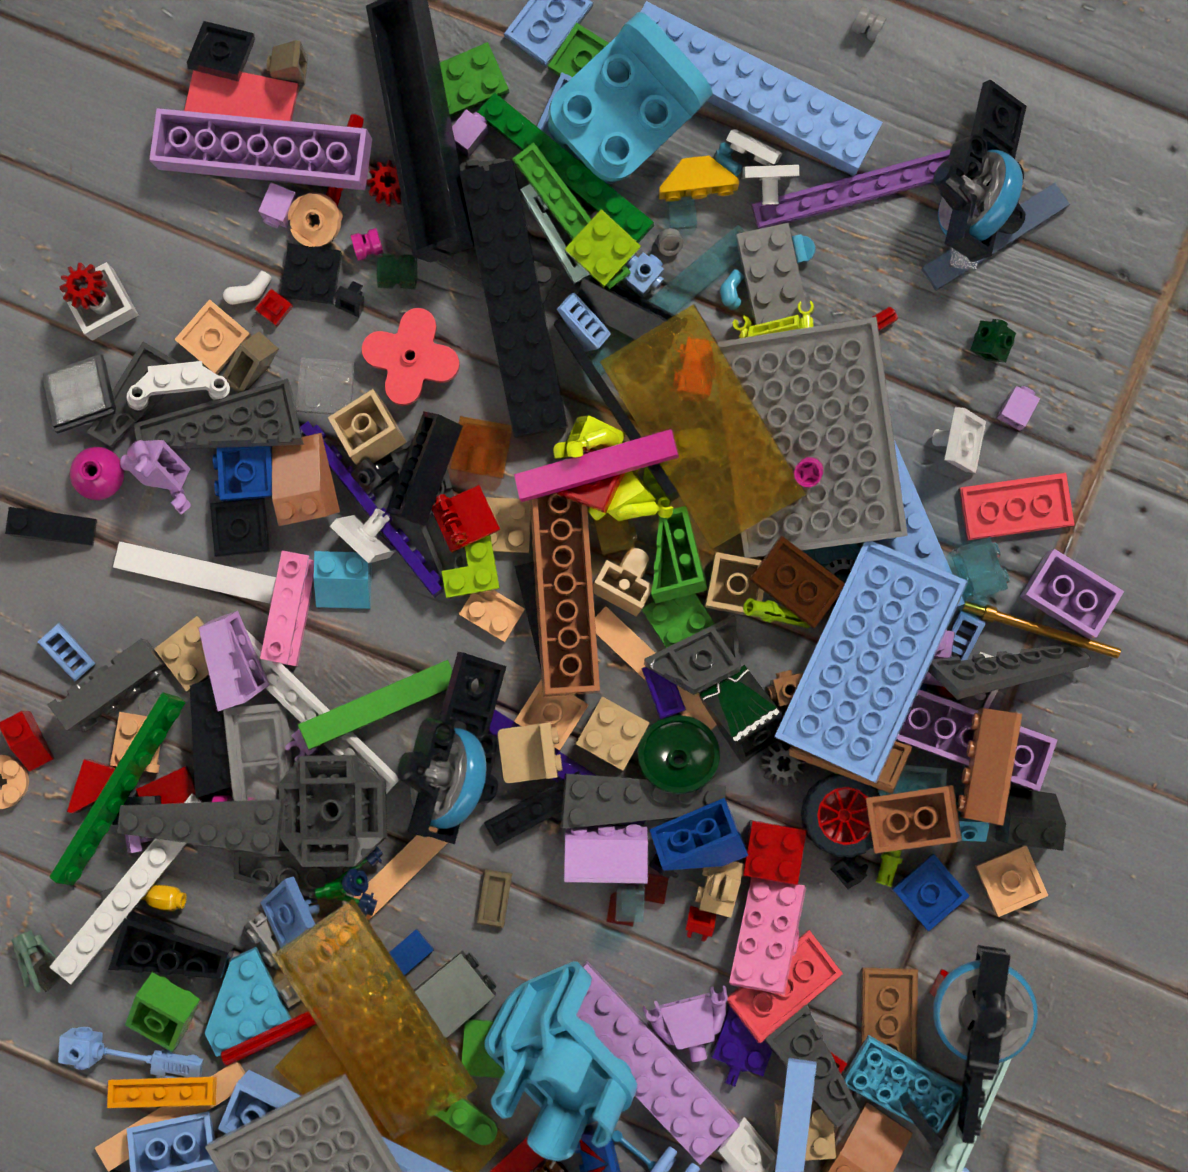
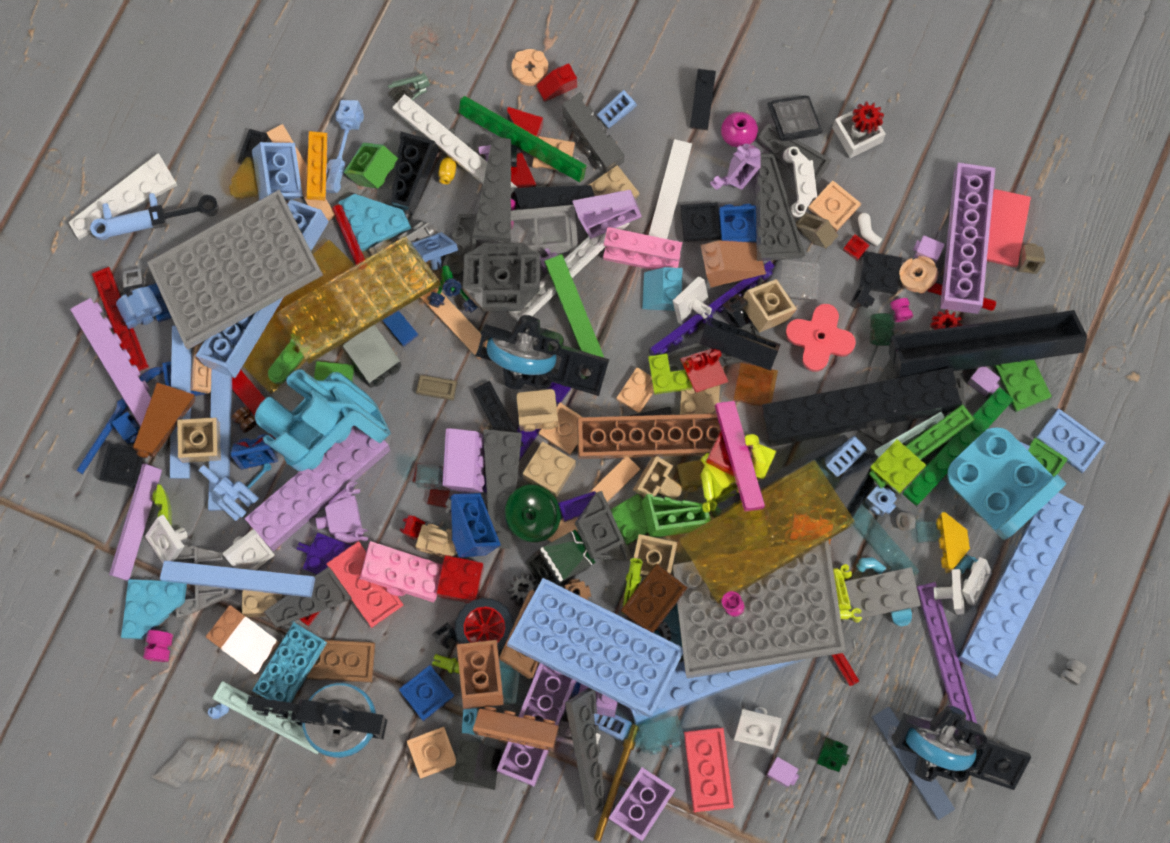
camera: 90 degrees right, 10 degrees down
(220, 51) = (1039, 213): black plate -> none
(921, 1120) = (264, 674): black tile -> none

